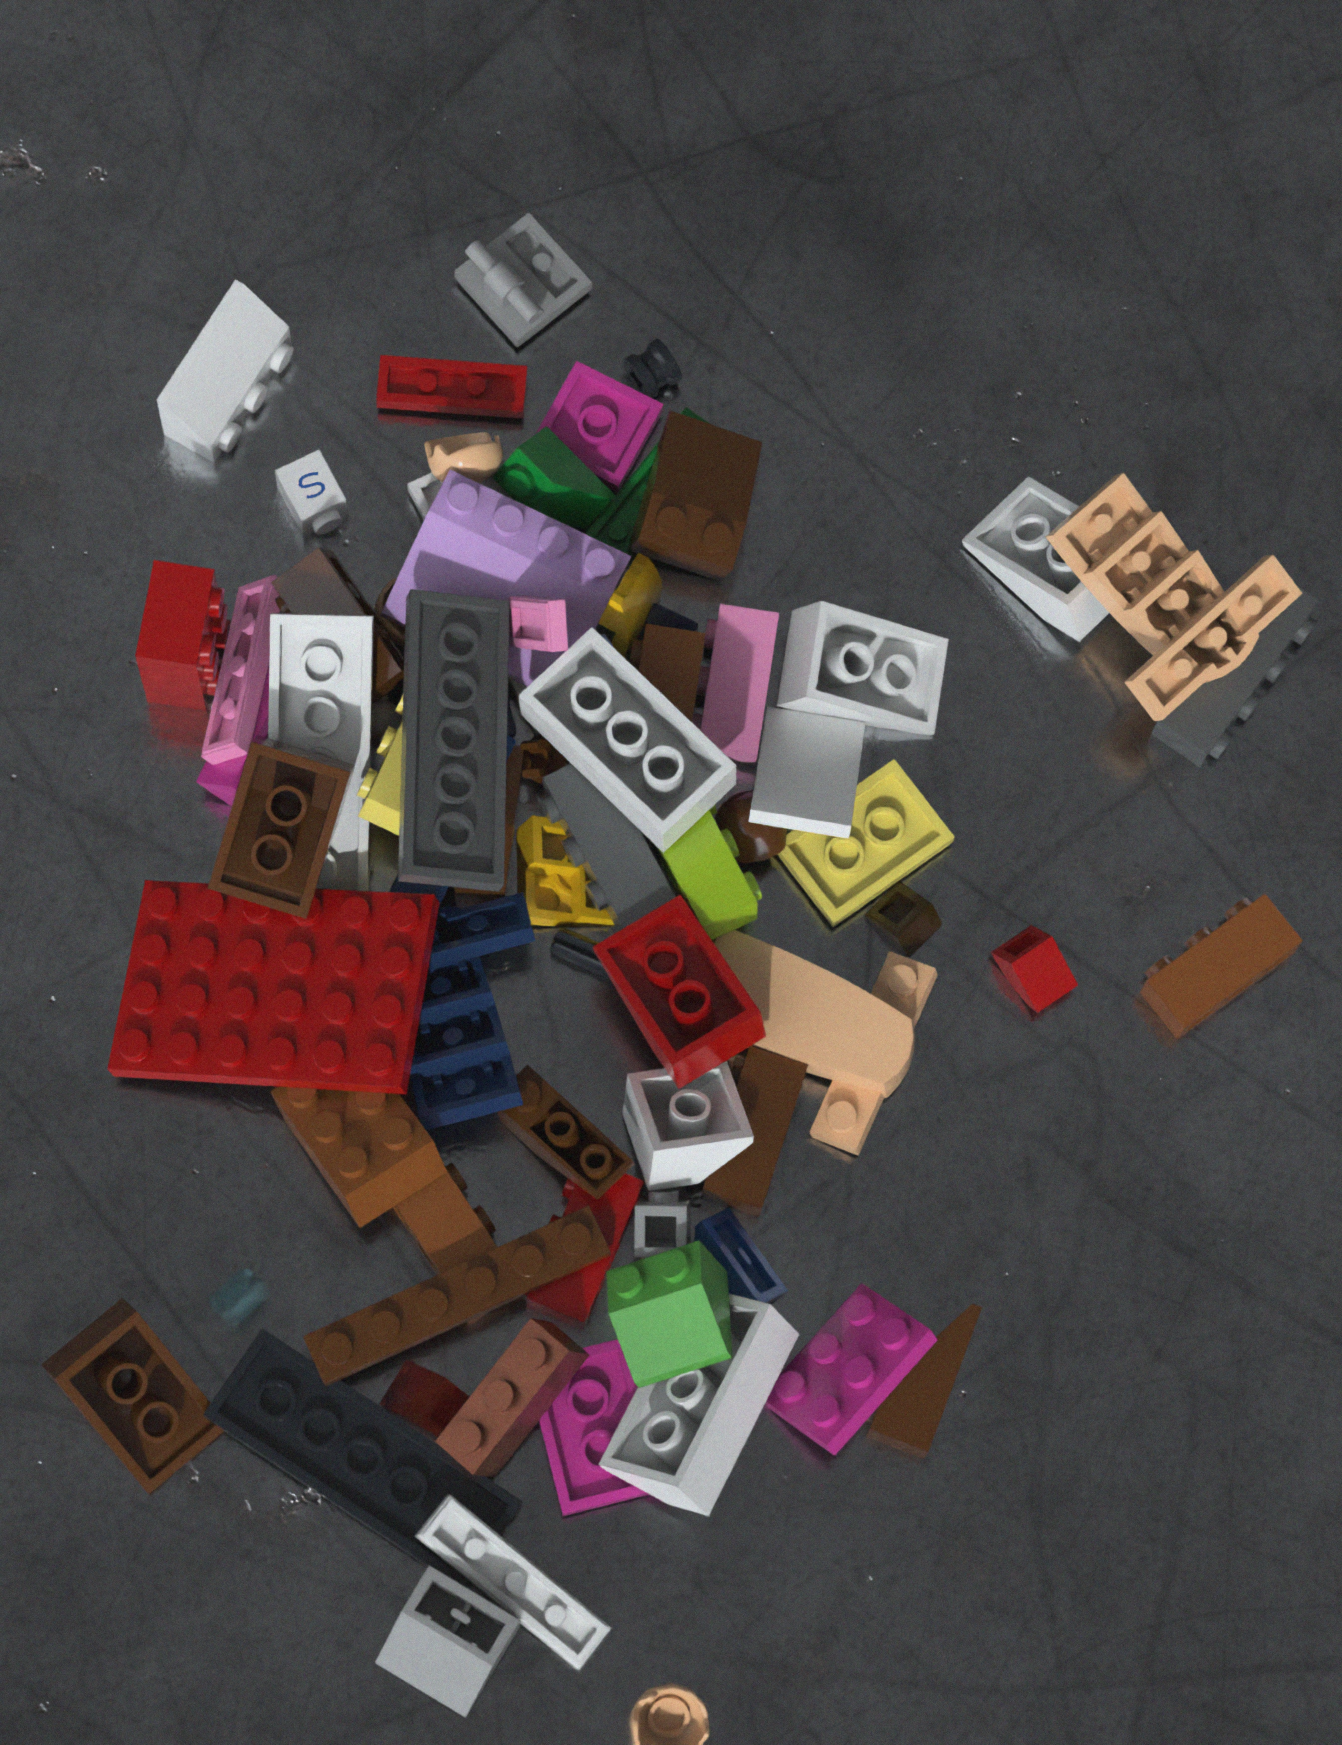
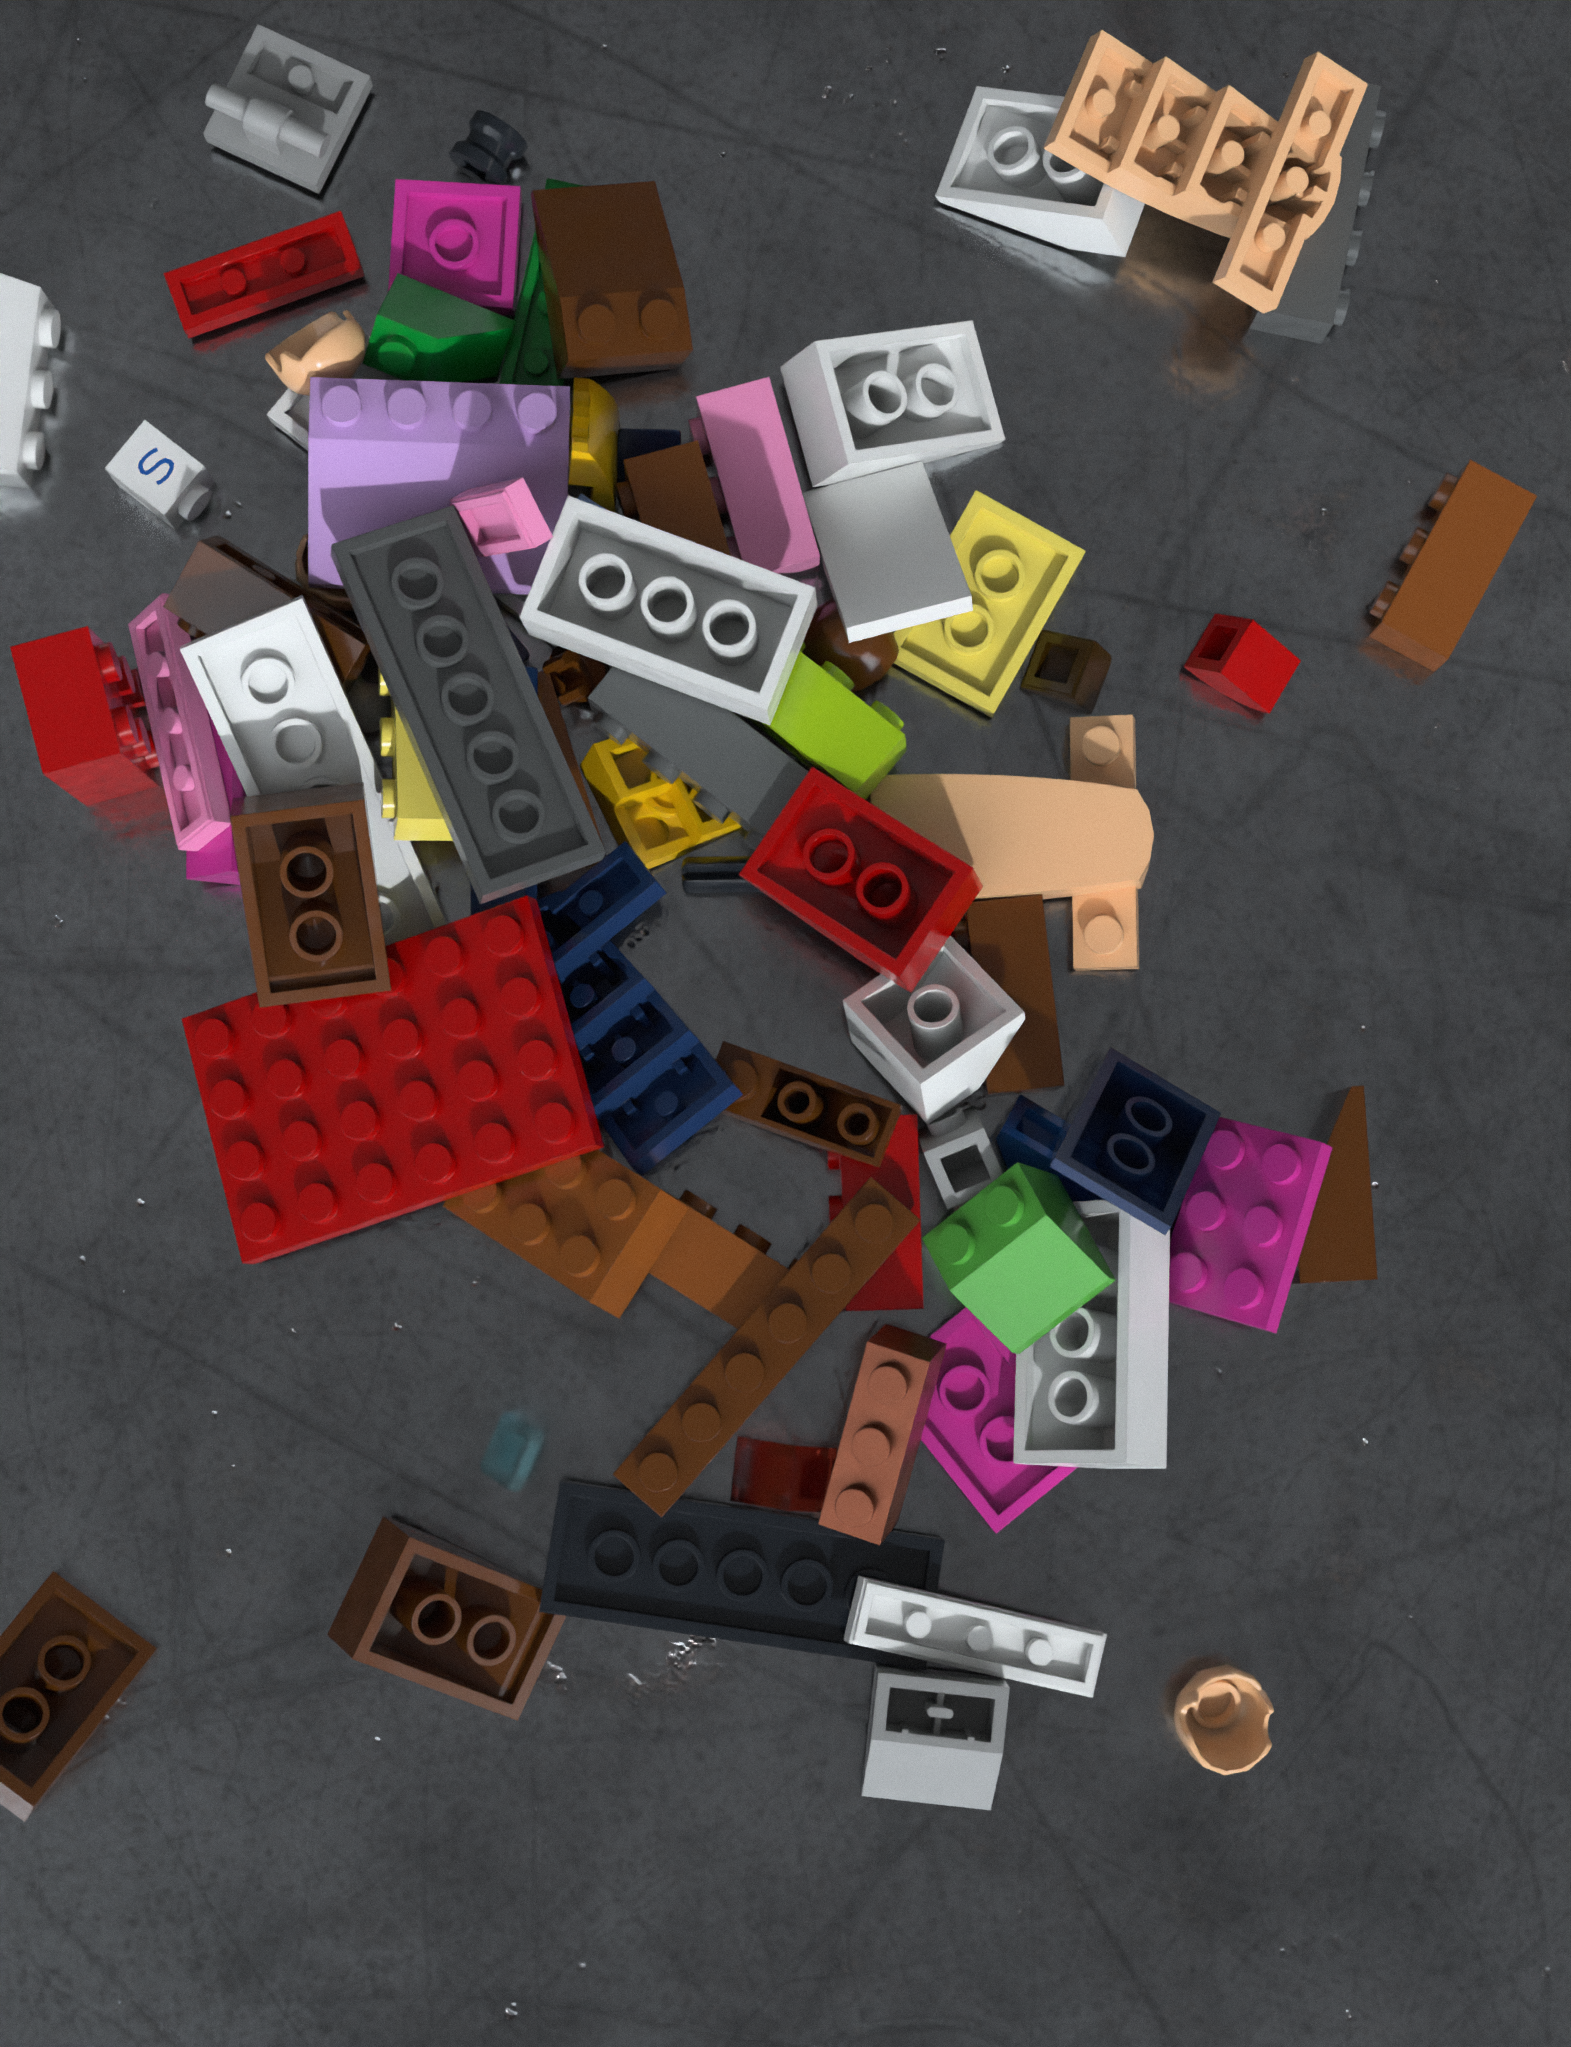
camera: 25 degrees left, 10 degrees up
(794, 1265) = (1134, 1140): none -> dark blue slope

